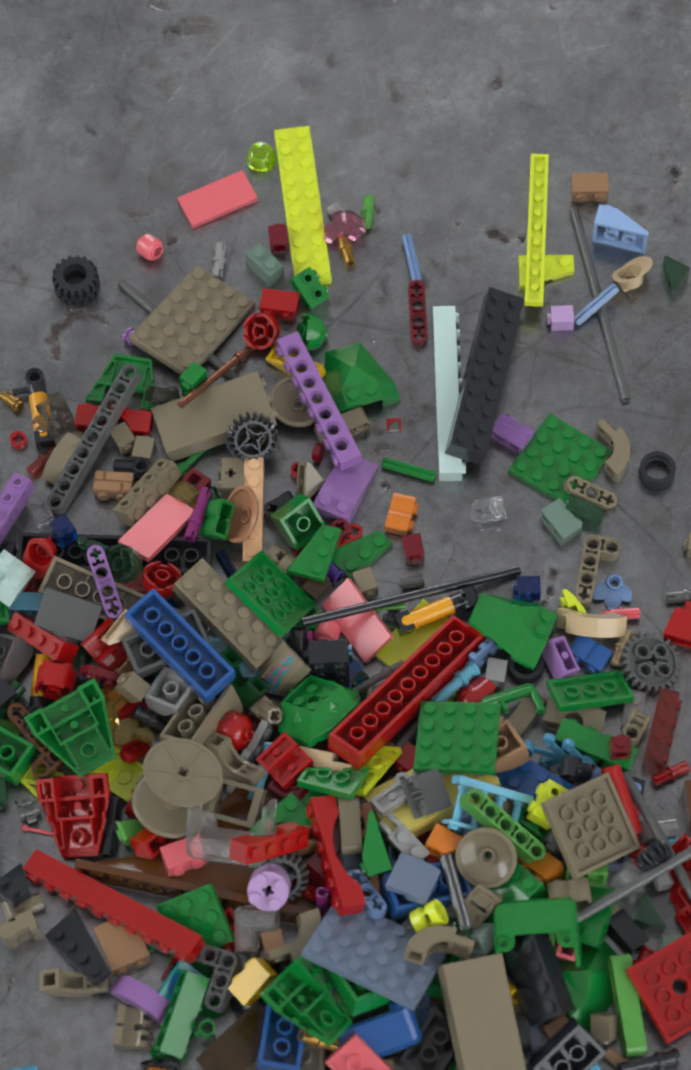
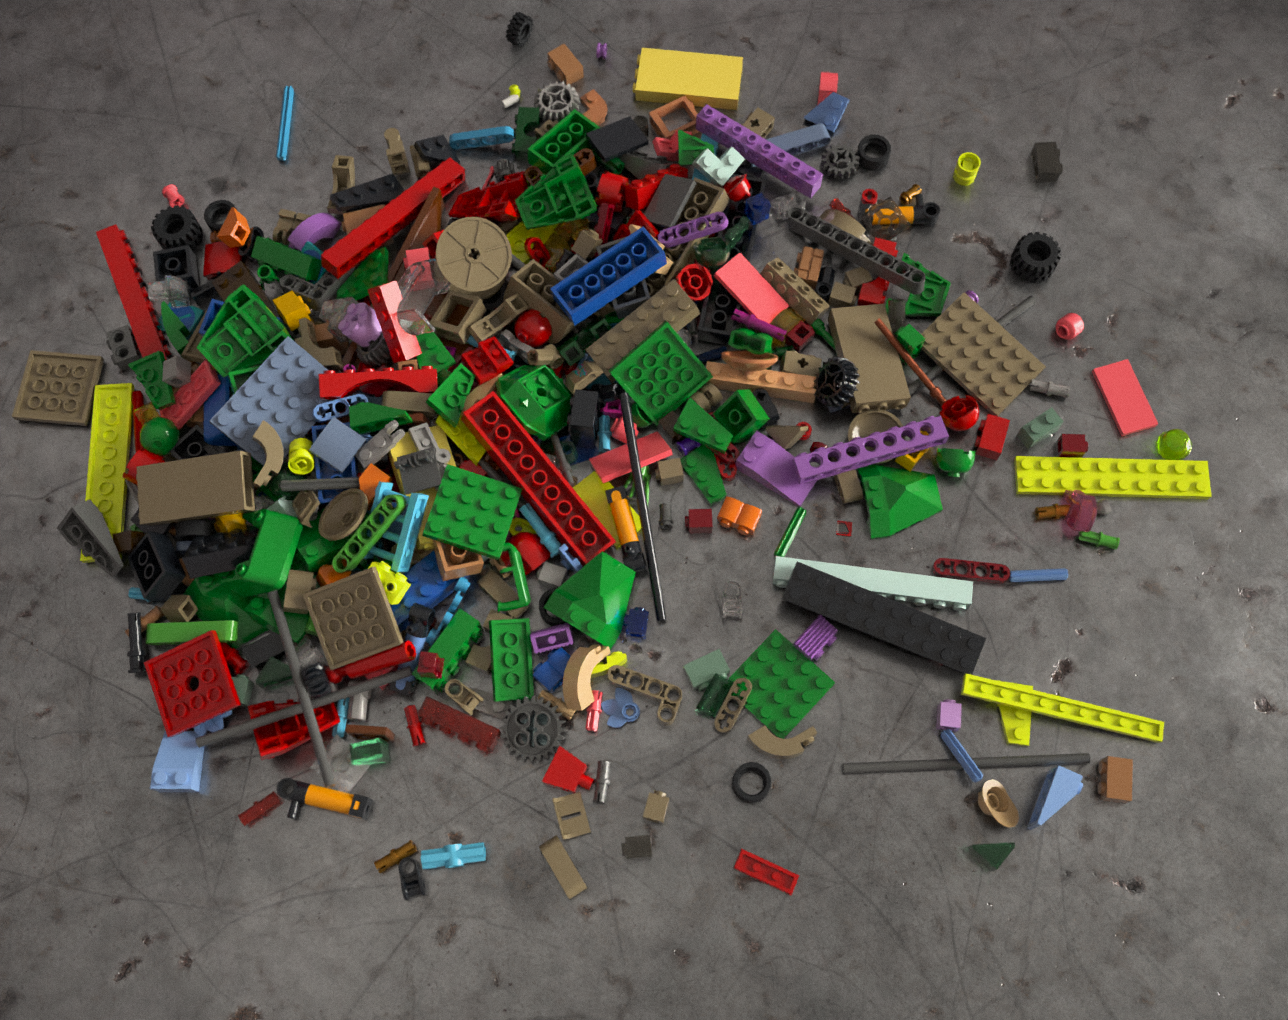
camera: 100 degrees right, 5 degrees up
(310, 289) = (1006, 464): green brick -> none

